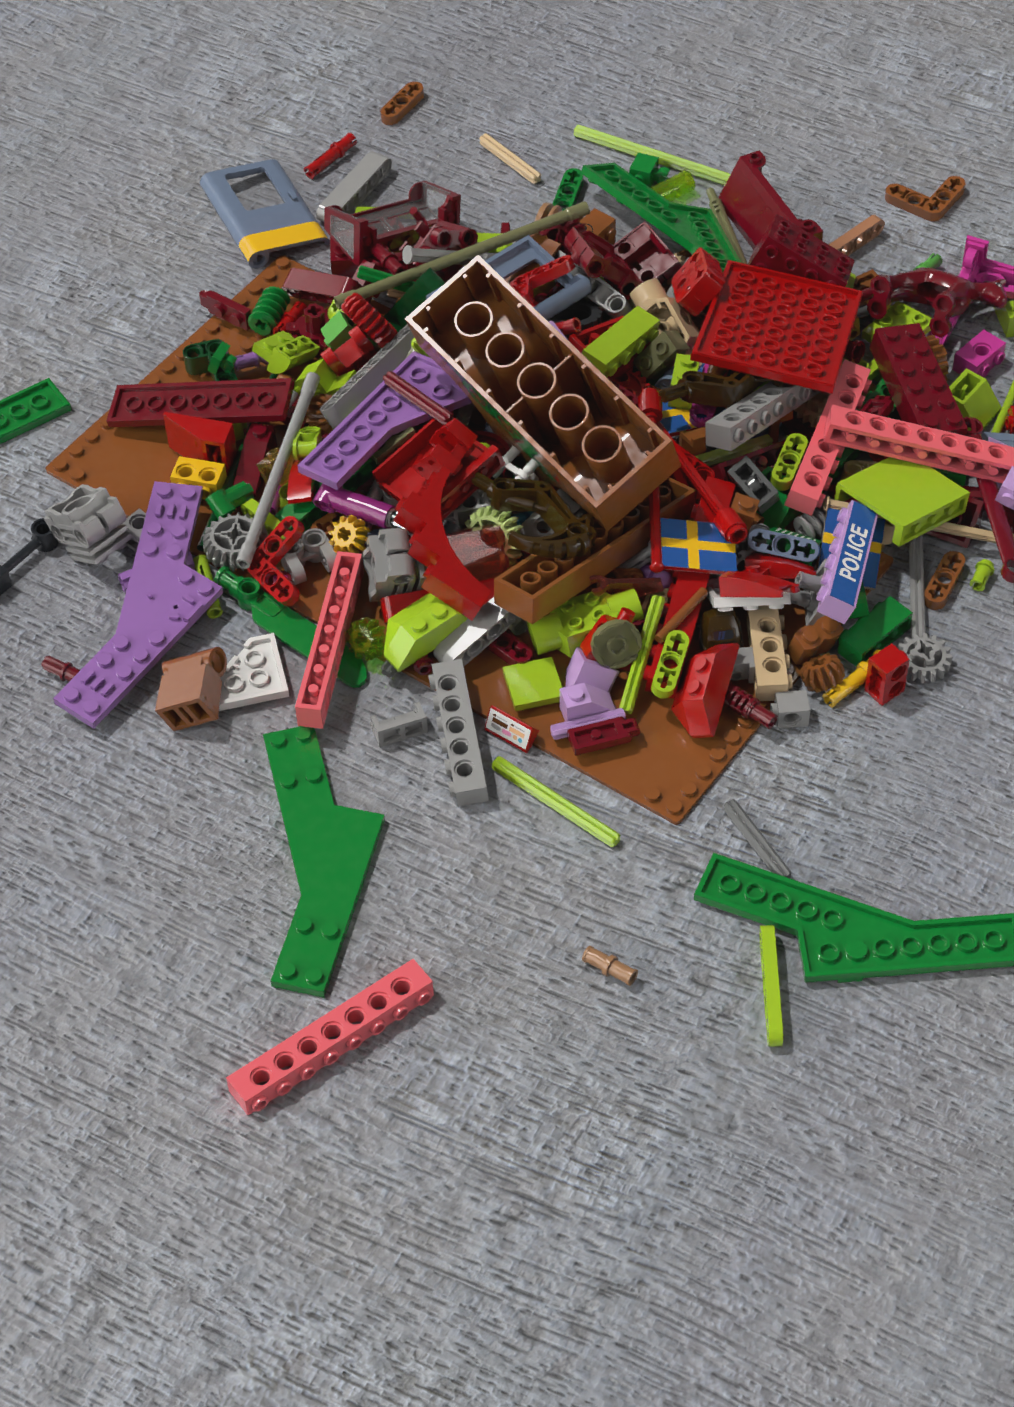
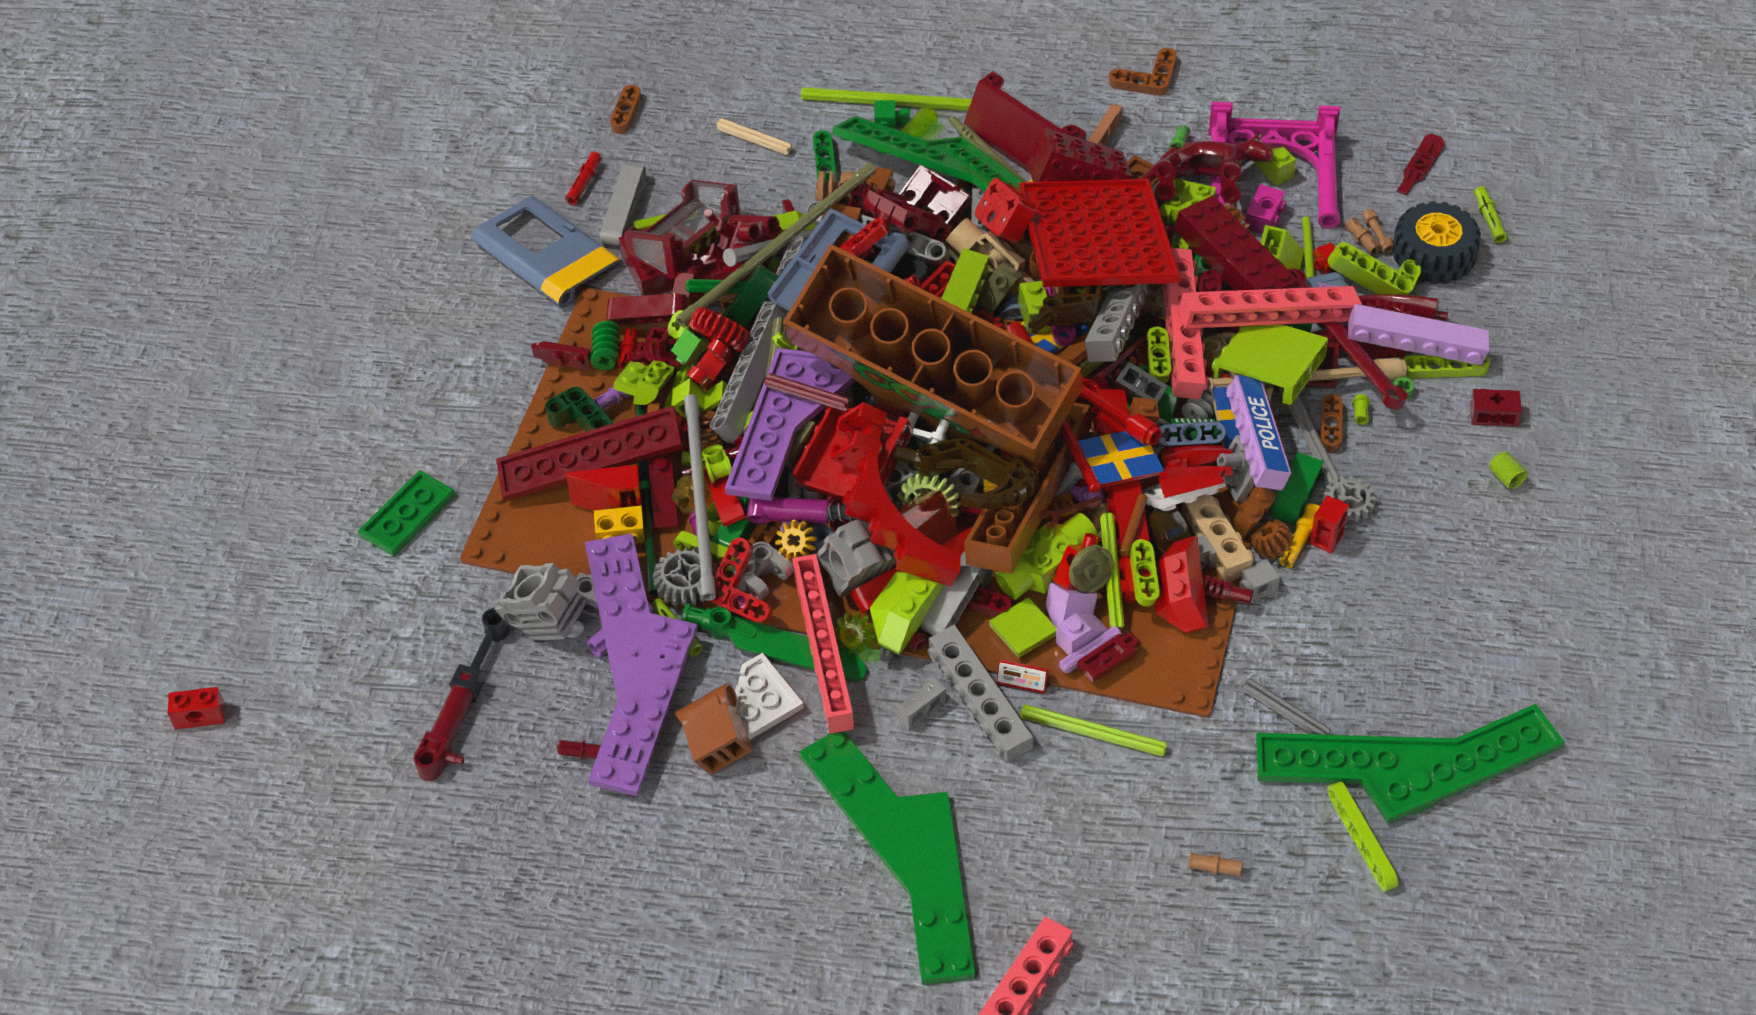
camera: 20 degrees left, 0 degrees up
(222, 359) = (591, 406): green tile -> none
(229, 500) = (659, 540): green piece -> none
(387, 259) = (704, 267): dark red pin -> none

